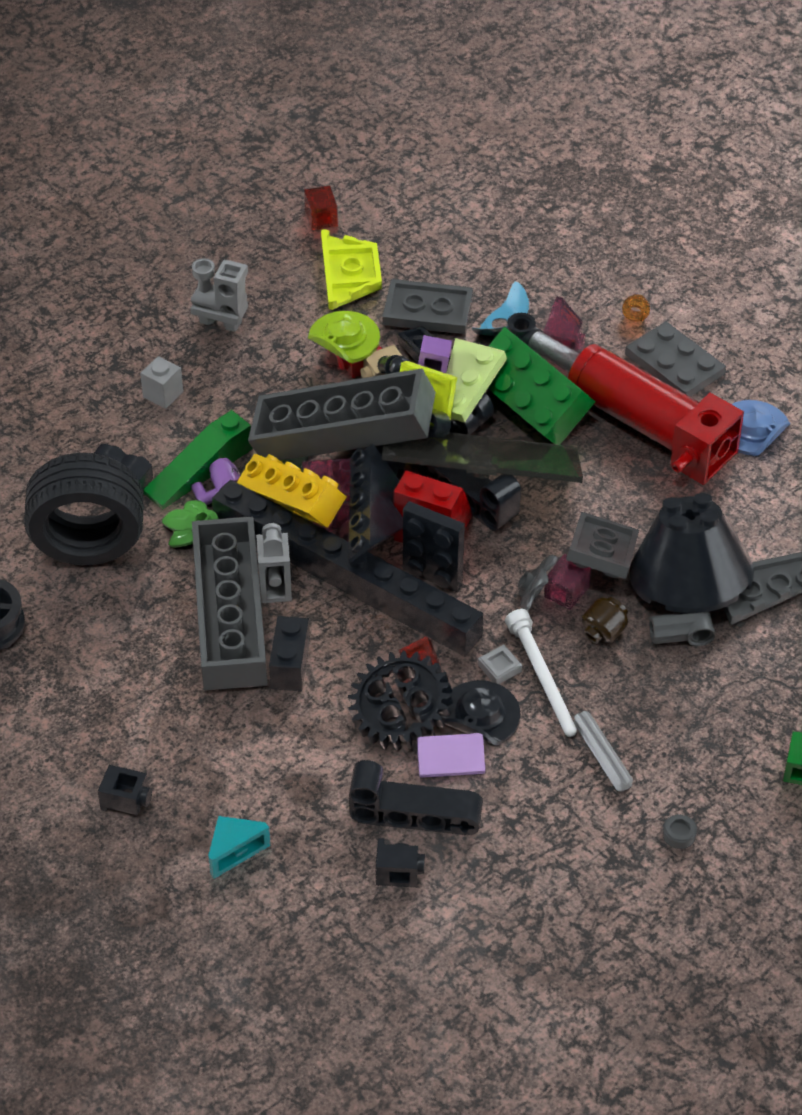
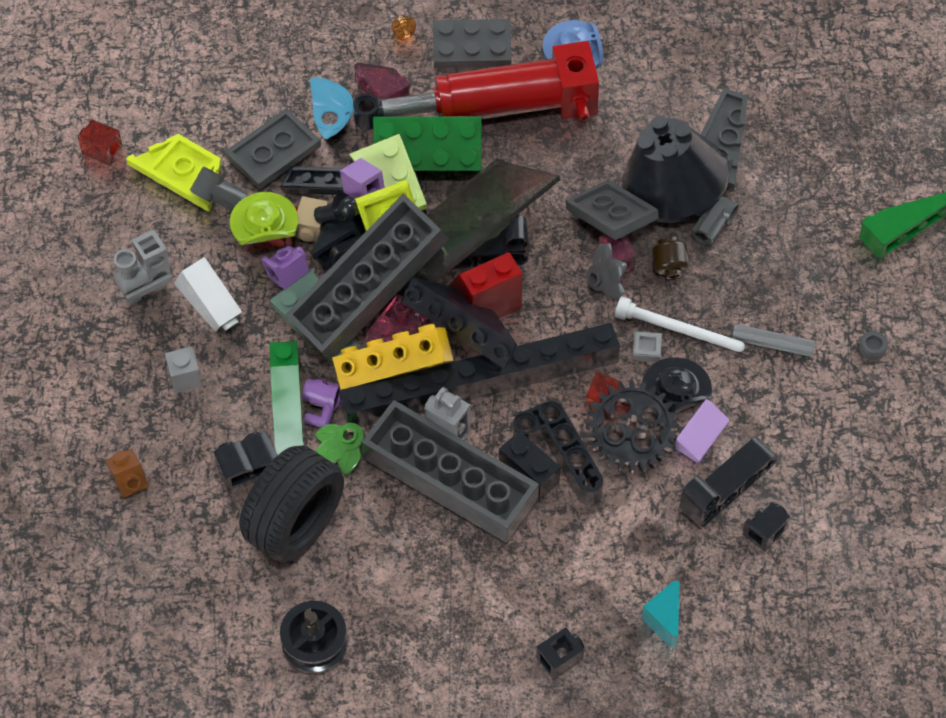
camera: 50 degrees left, 10 degrees up
(36, 409) = (127, 472): none -> dark orange bracket
(244, 351) = (208, 295): none -> white slope
(321, 374) = (286, 266): none -> medium lavender brick
(342, 287) = (214, 188): none -> dark grey piece
(343, 650) = (565, 453): none -> black beam
(433, 546) = (531, 308): black plate -> none

